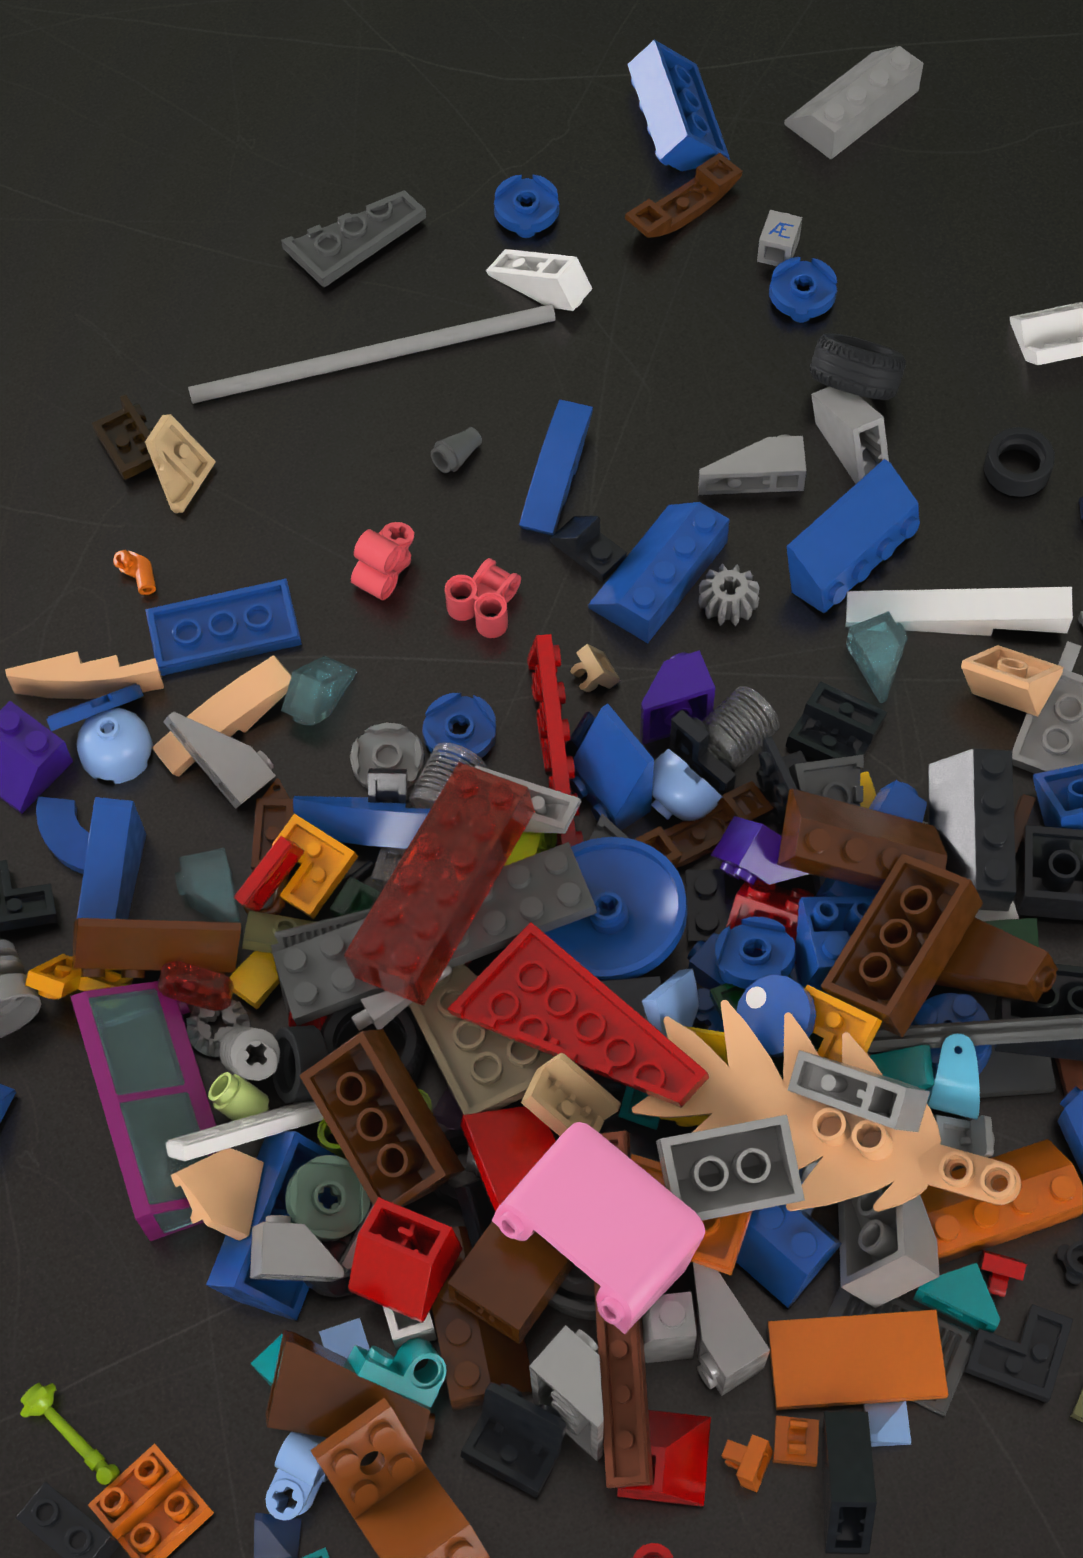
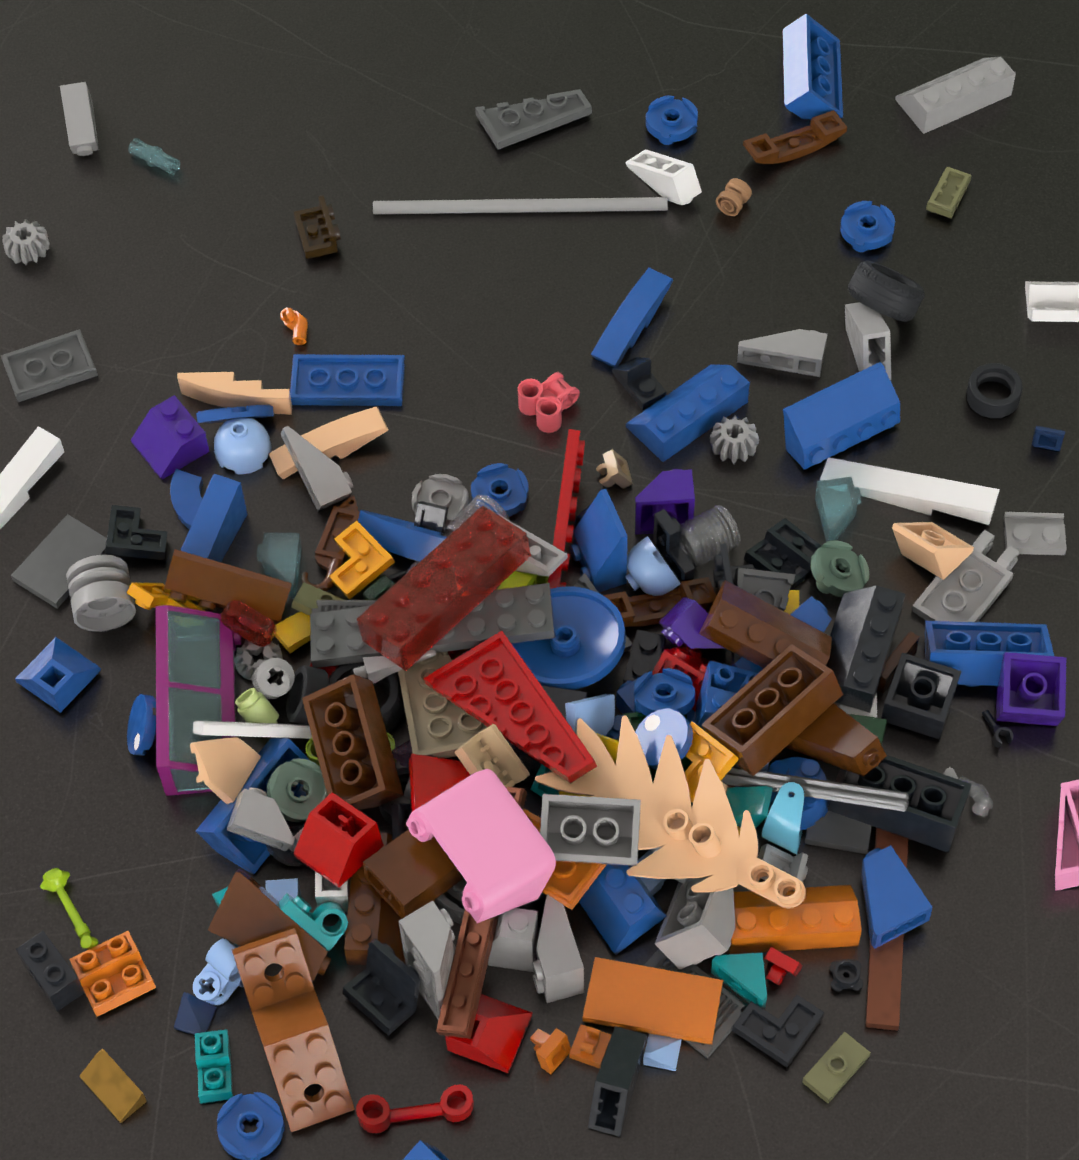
camera: 15 degrees right, 5 degrees down
(93, 1159) = (141, 725): none -> blue tile
(178, 461) = (348, 252): tan wing -> none
(269, 874) = (324, 557): red tile -> none
(316, 690) = (401, 439): clear light blue slope -> none
(382, 558) = (478, 355): coral piece -> none
(454, 450) = (558, 289): dark grey cone -> none
(632, 287) = (735, 194): none -> medium nougat wheel
(779, 238) = (860, 183): light grey brick -> none
(859, 1092) = (704, 802): light grey slope -> none
(886, 225) = (948, 192): none -> olive plate
(897, 744) = (829, 578): none -> sand green plate

